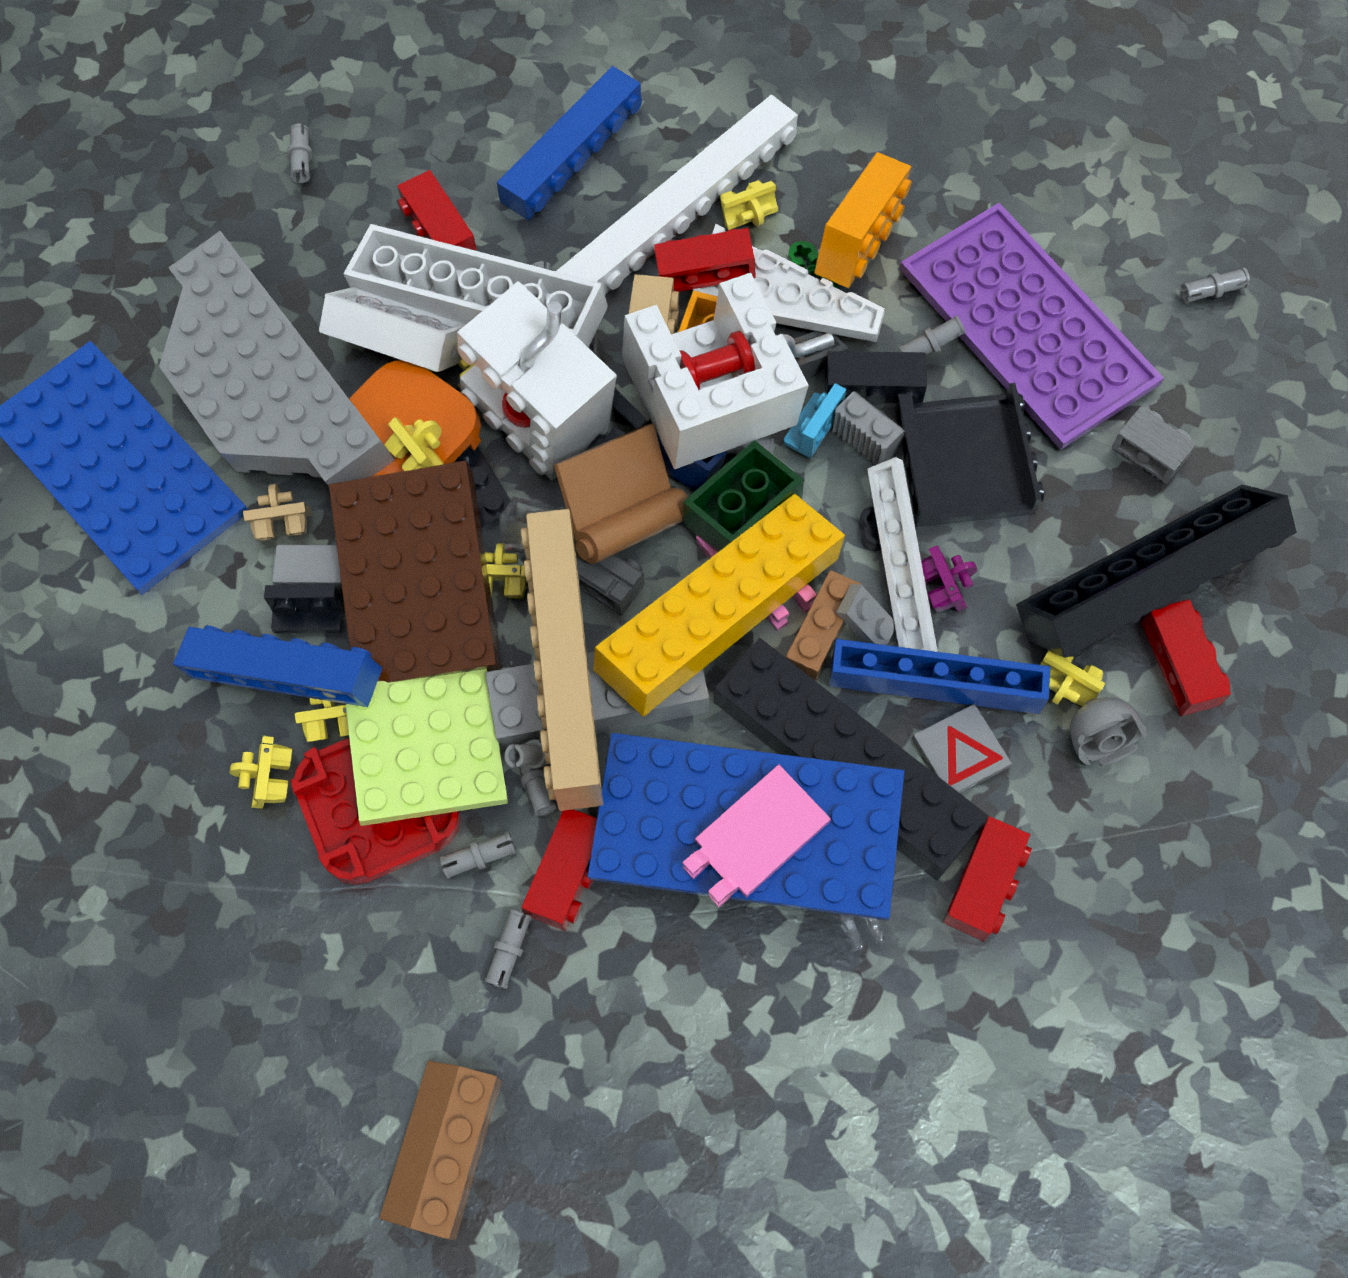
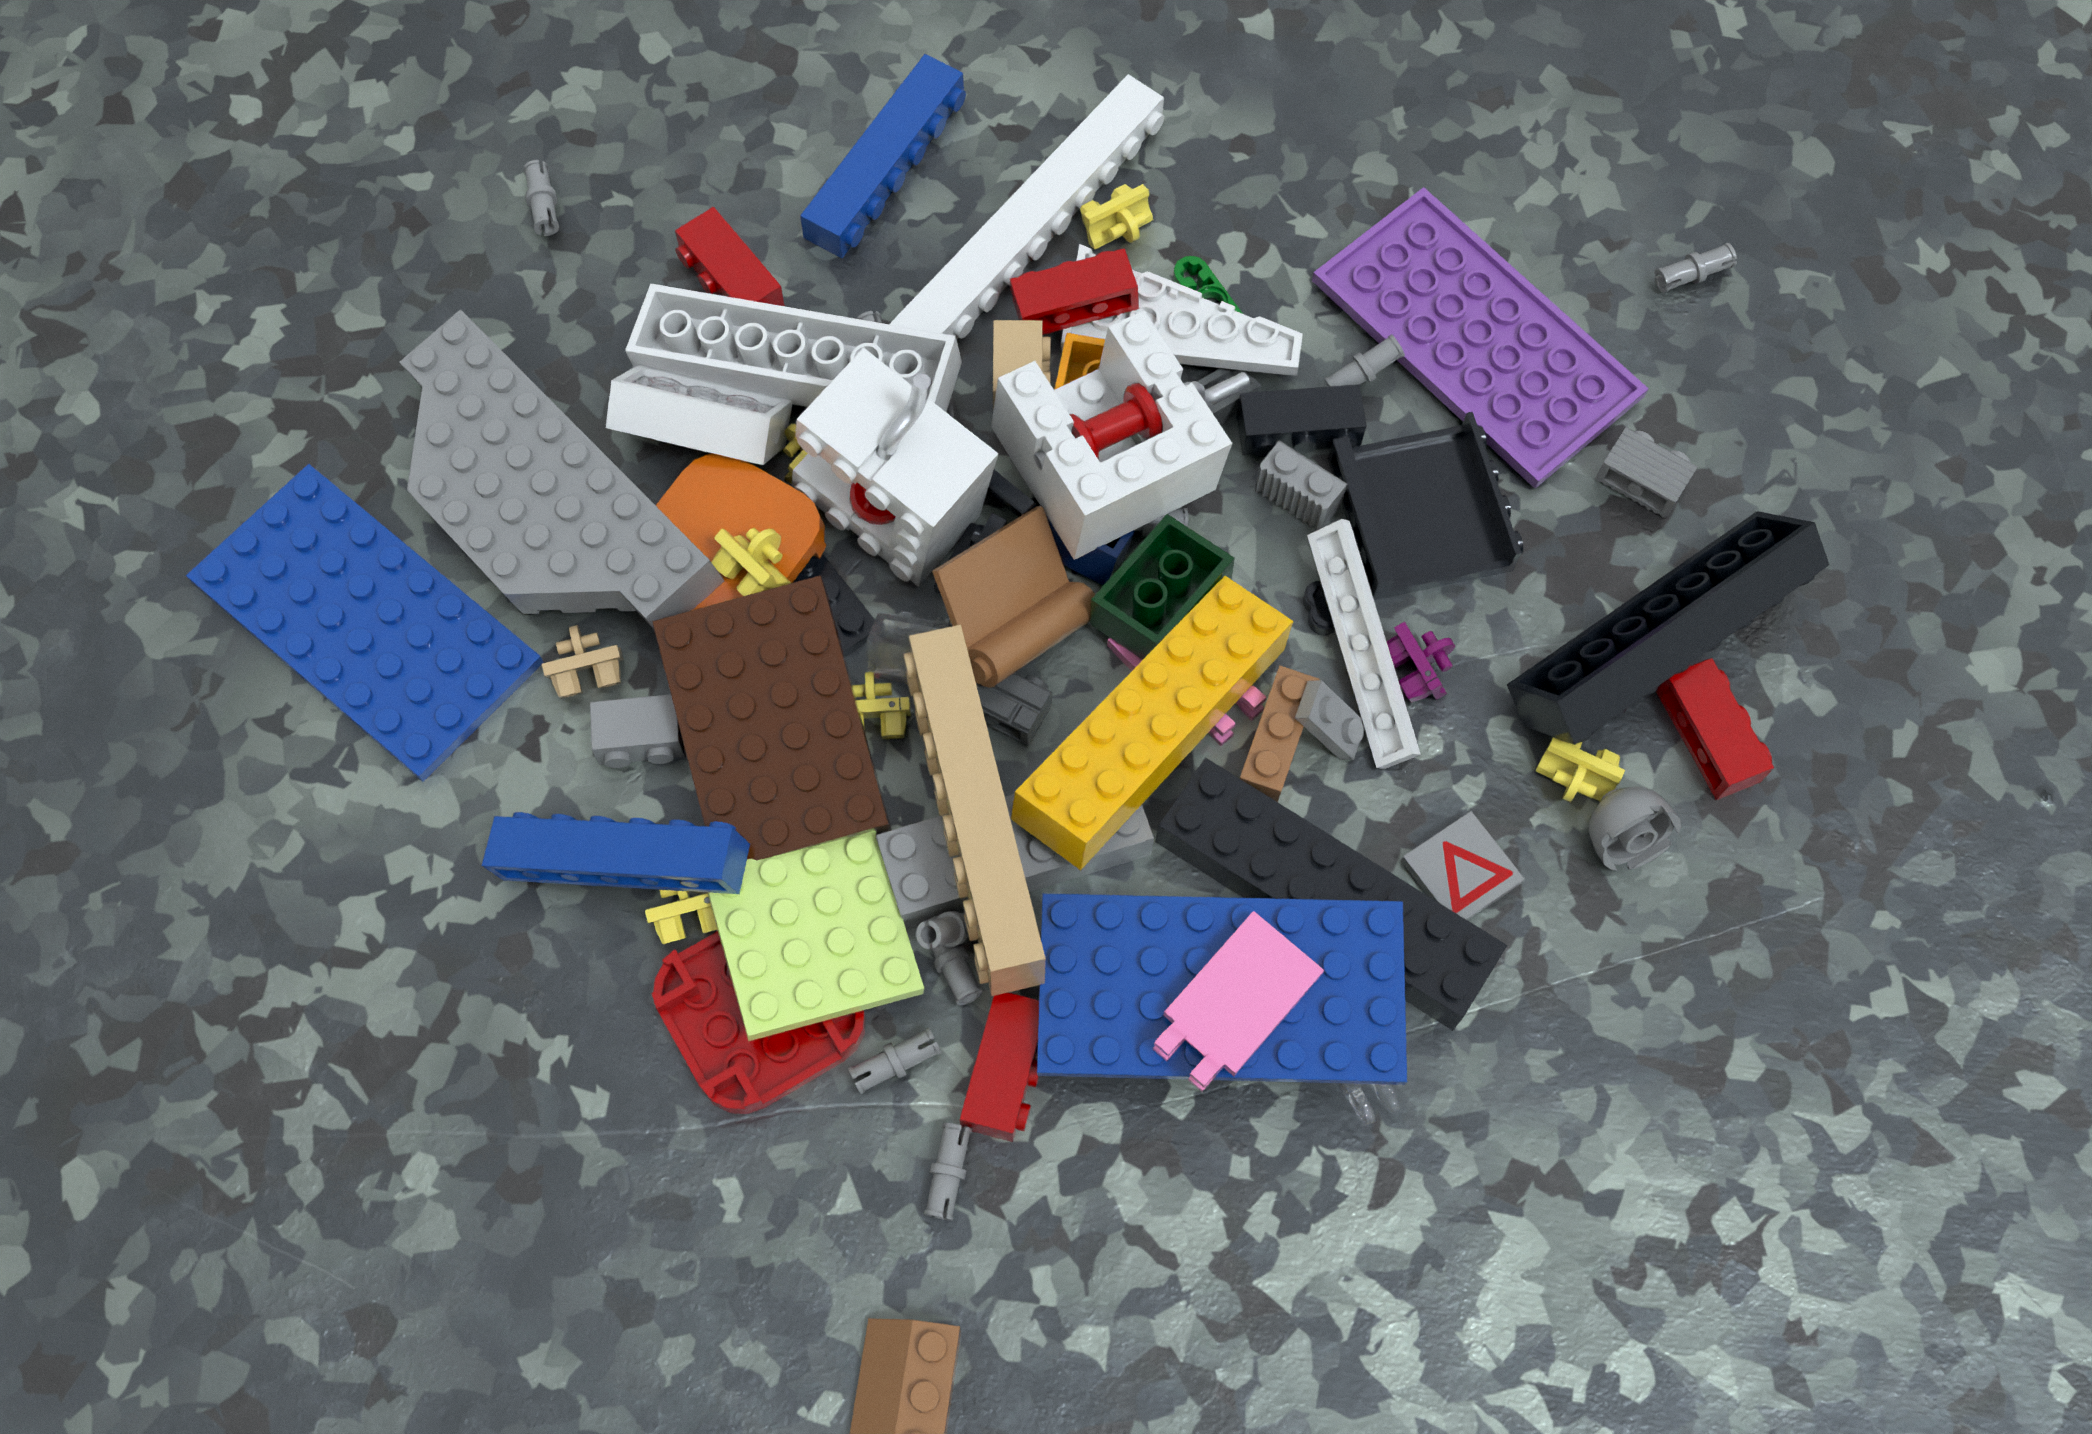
camera: 10 degrees left, 0 degrees up
(265, 789) = (616, 969): light yellow hips -> none
(305, 608) = (636, 778): black bracket -> none
(815, 421) = (1235, 482): medium azure bracket -> none
(863, 220) = (1264, 226): light orange brick -> none
(939, 676) = (1426, 782): blue brick -> none
(988, 879) = (1514, 1022): red brick -> none

